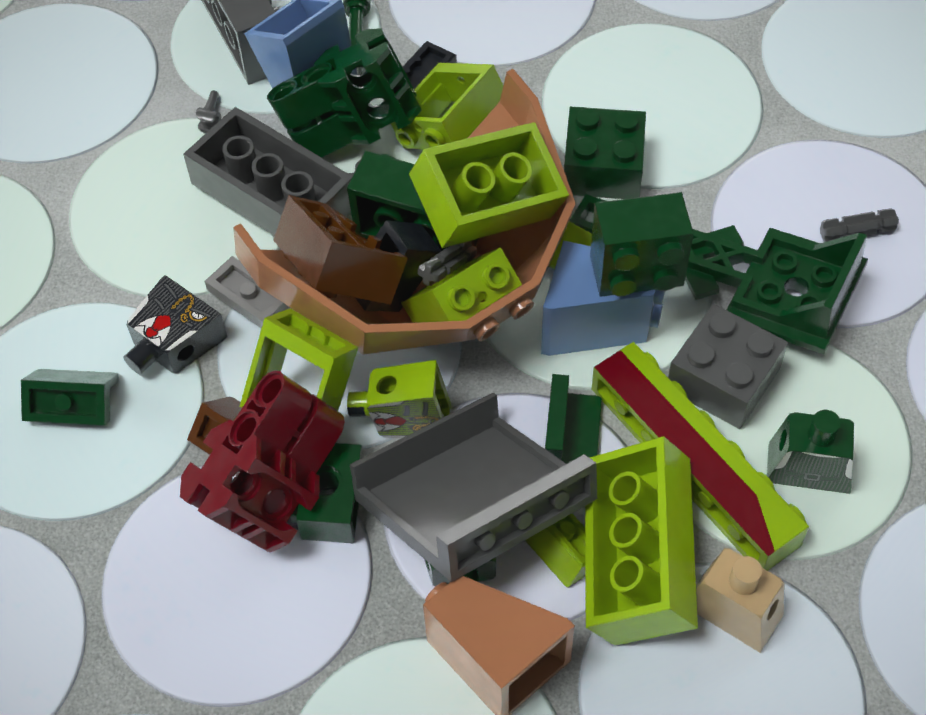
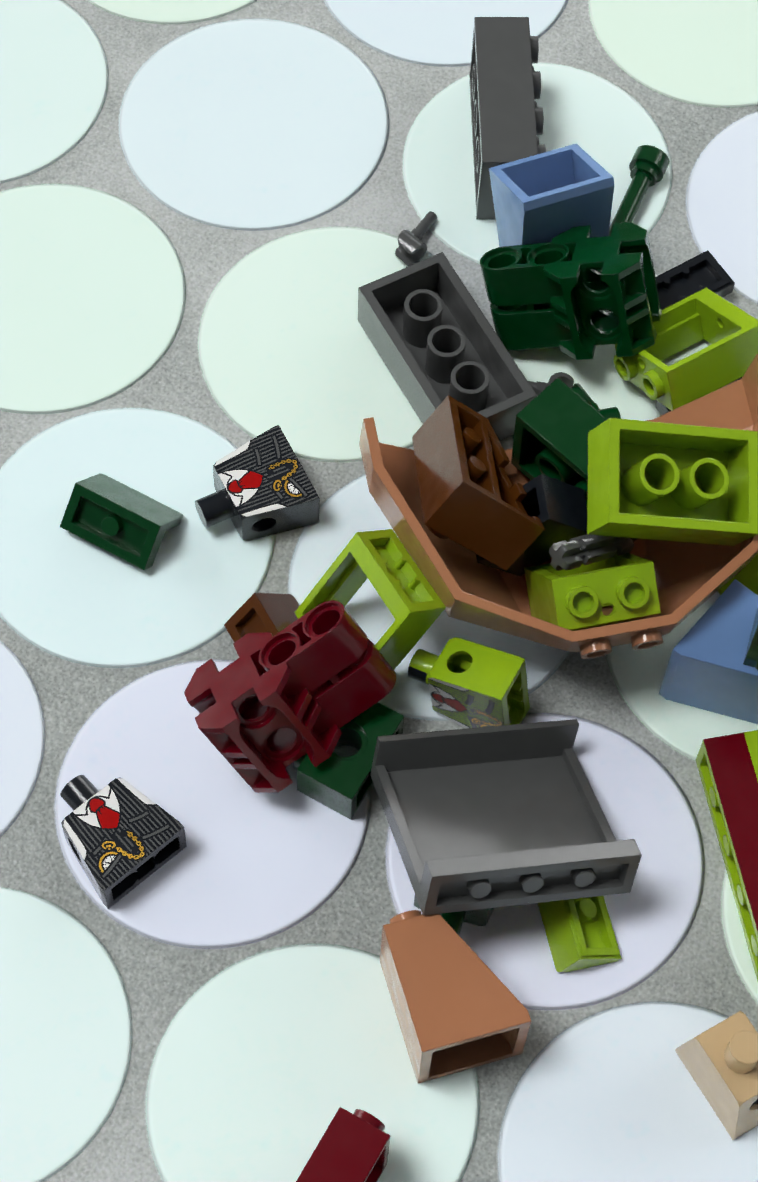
camera: 20 degrees right, 5 degrees up
(173, 635) = (118, 835): none -> torso
(239, 291) = (346, 470): light grey plate -> none
(572, 422) = (650, 795): dark green panel -> none
(640, 545) = (654, 962): lime brick -> none

